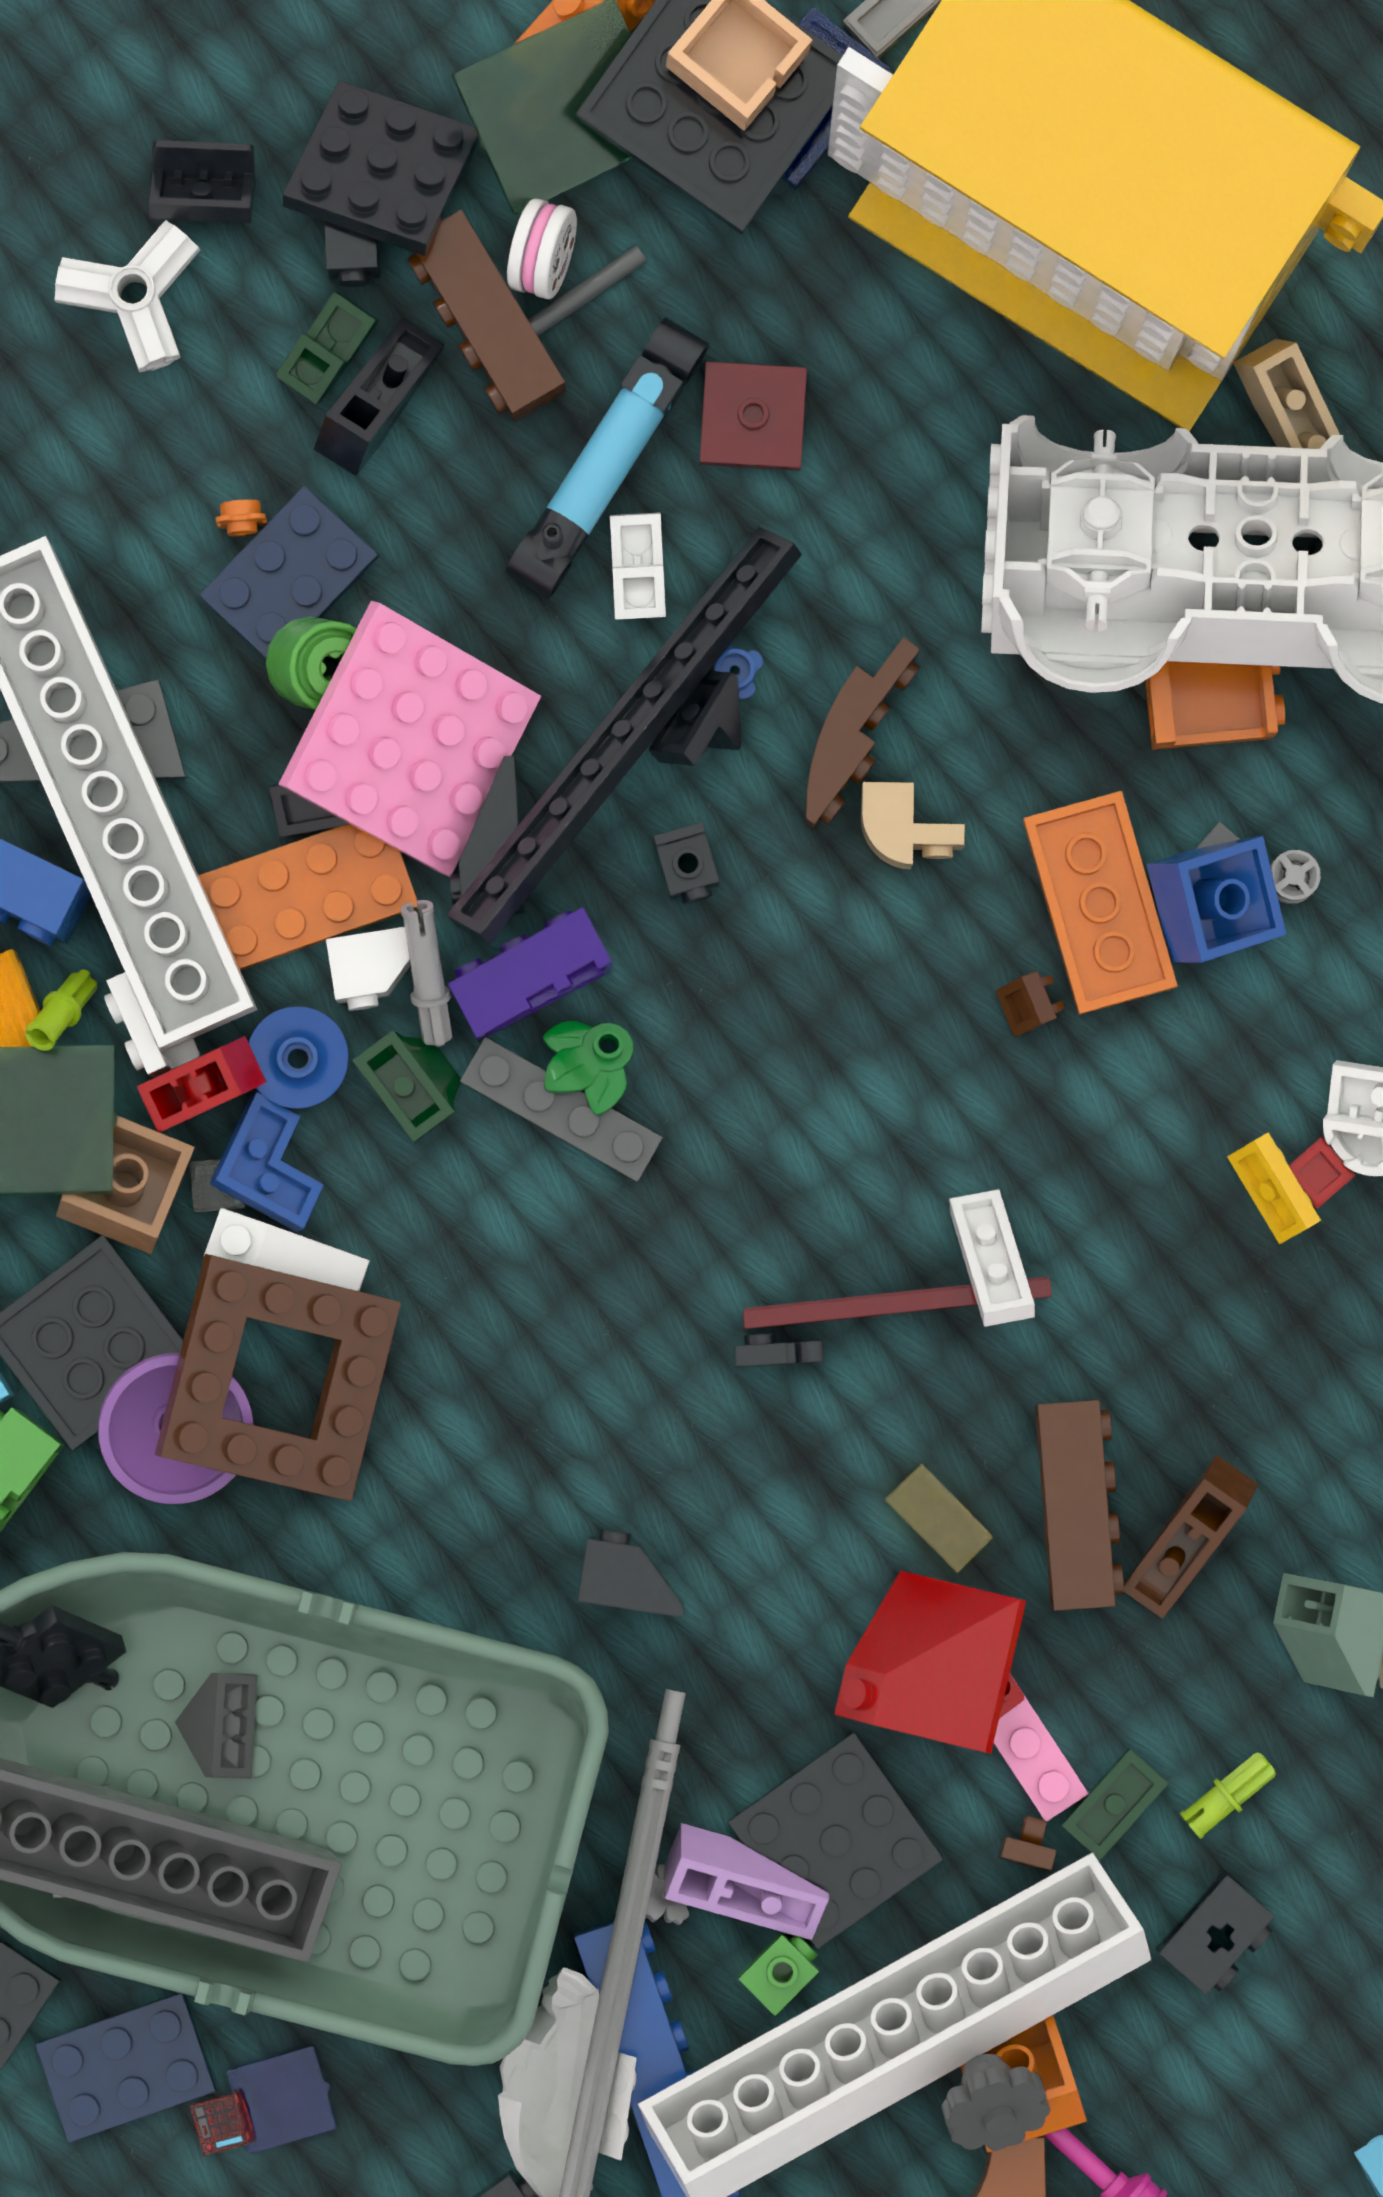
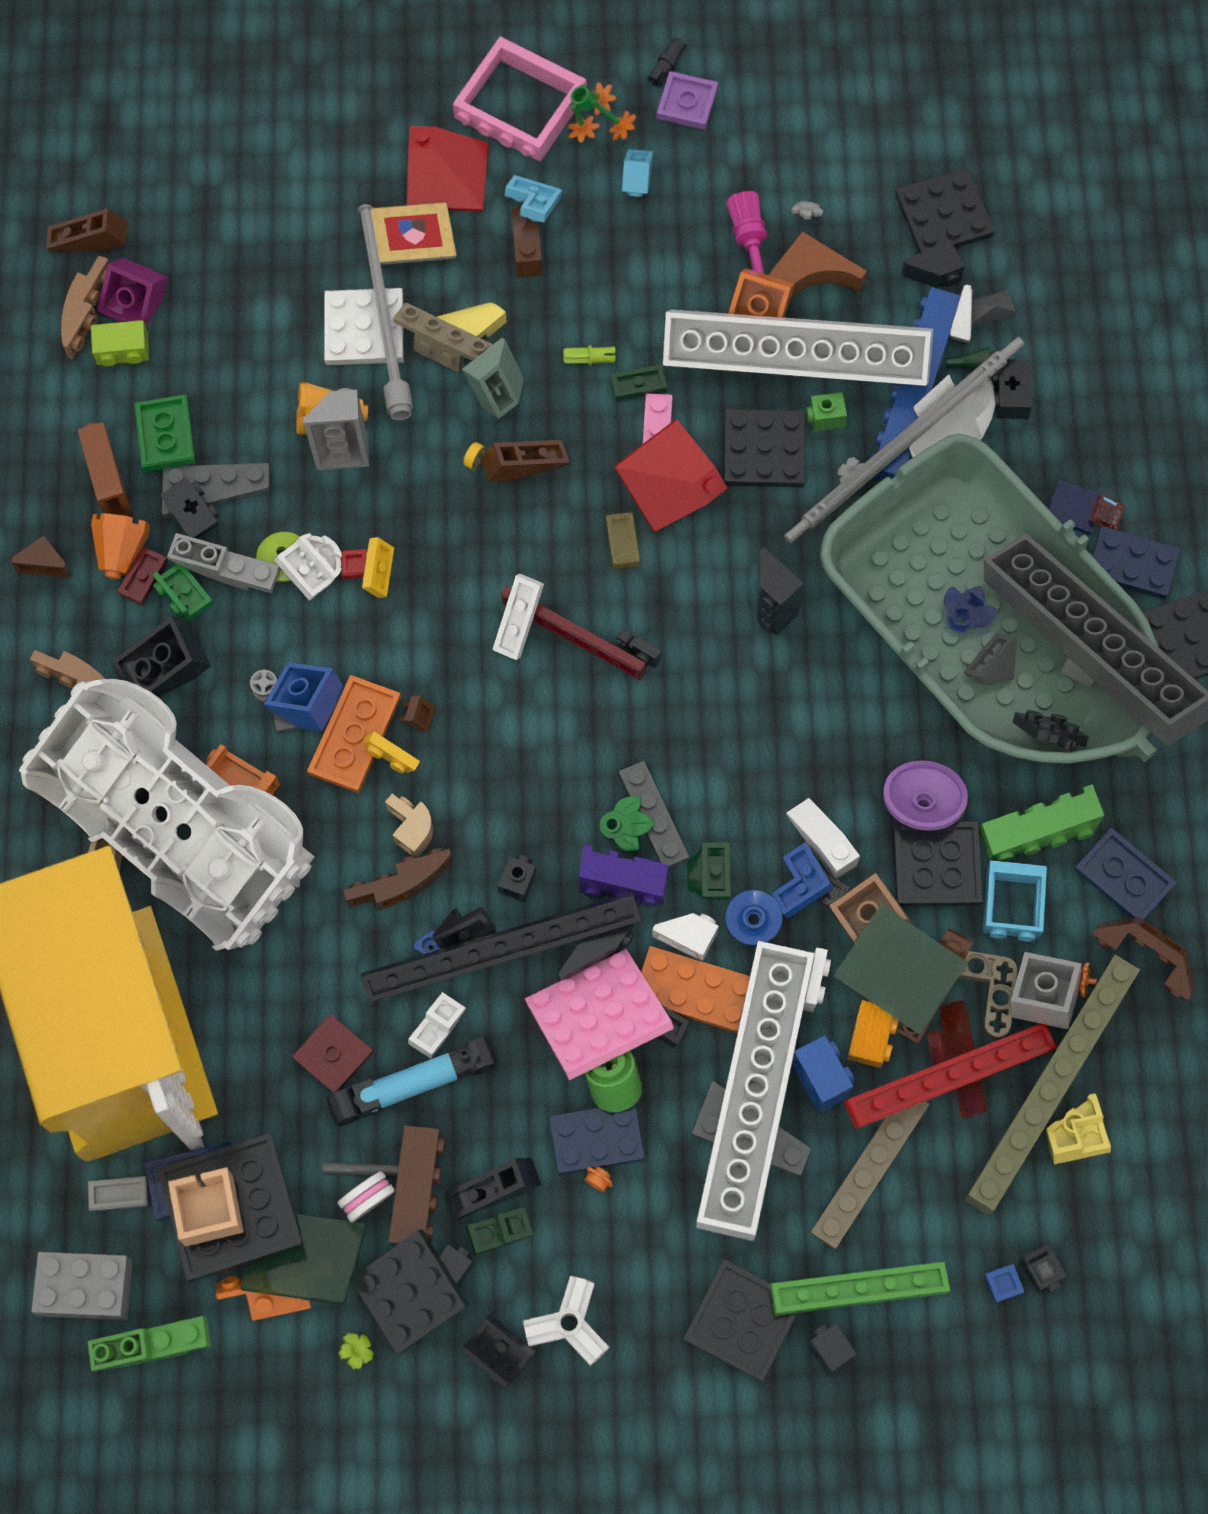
camera: 140 degrees left, 15 degrees down
(61, 1010) = (845, 1011): lime axle -> none
(193, 1416) = (861, 828): reddish brown plate -> none
(201, 1084) = (805, 930): red brick -> none
(320, 1791) = (970, 607): none -> clear blue plate
(398, 44) = (356, 1349): none -> lime plant
(429, 991) = (673, 900): light grey axle -> none
(740, 1883) = (818, 453): lavender slope -> none
(994, 2104) = (778, 287): dark grey plant -> none
(996, 907) = (398, 758): none -> yellow plate
(1028, 1848) = (686, 389): reddish brown tile -> none
(1076, 1505) = (561, 503): reddish brown brick -> none
(1219, 1905) = (628, 317): black brick -> none
(1273, 1484) = (474, 455): none -> yellow tile

